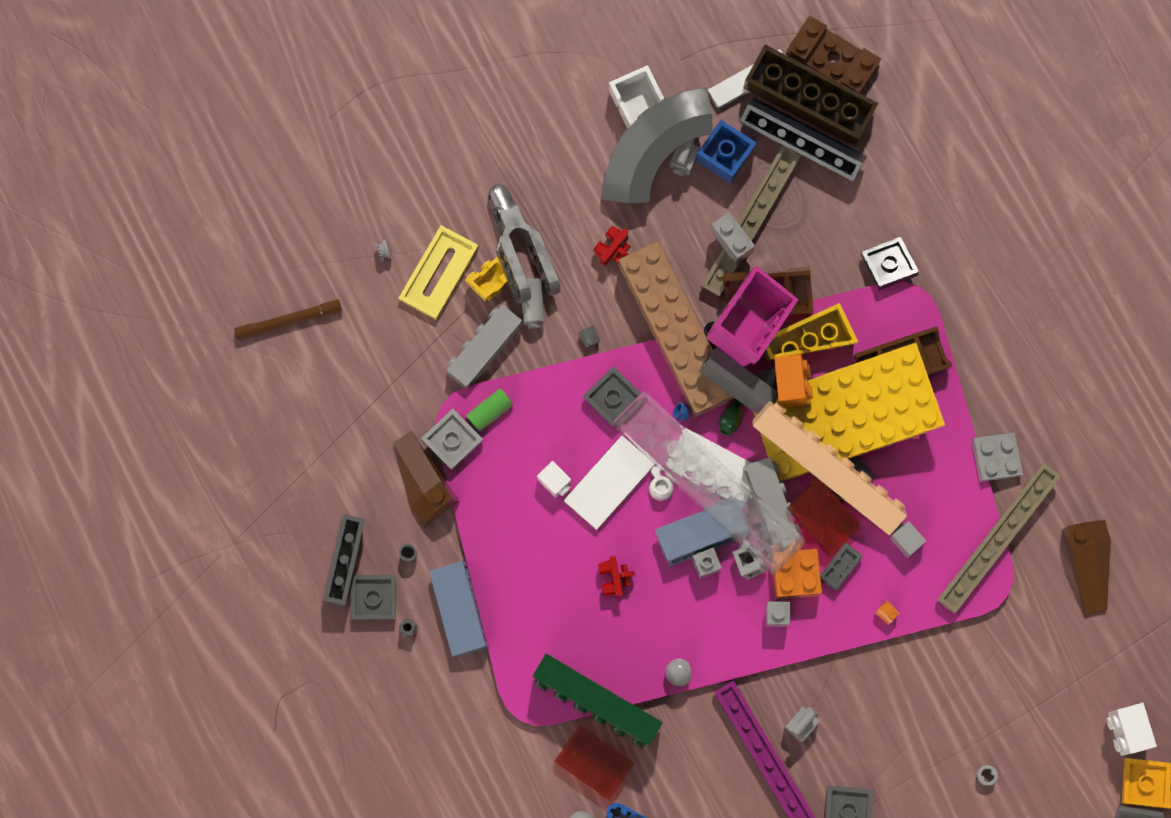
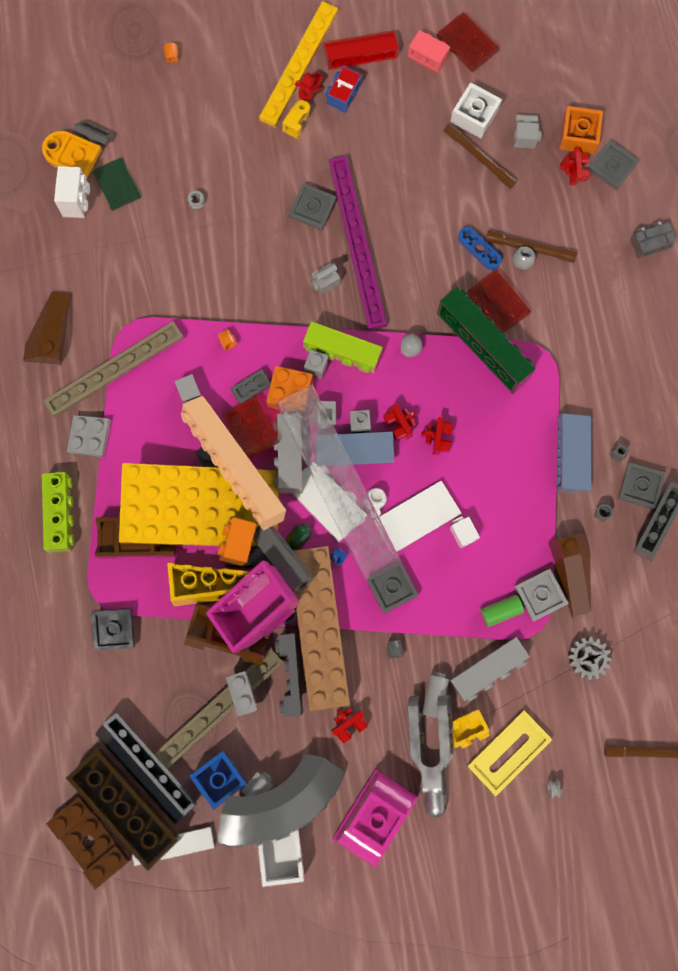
camera: 165 degrees left, 0 degrees up
(389, 386) = (591, 665): none -> light grey gear
(556, 166) = (375, 818): none -> dark pink container
(670, 586) = (404, 429): none -> red hips
(701, 298) = (287, 648): none -> dark grey piece
(755, 642) = (342, 347): none -> lime brick
(997, 364) = (56, 512): none -> lime brick
(1087, 766) = (116, 184): none -> clear green piece

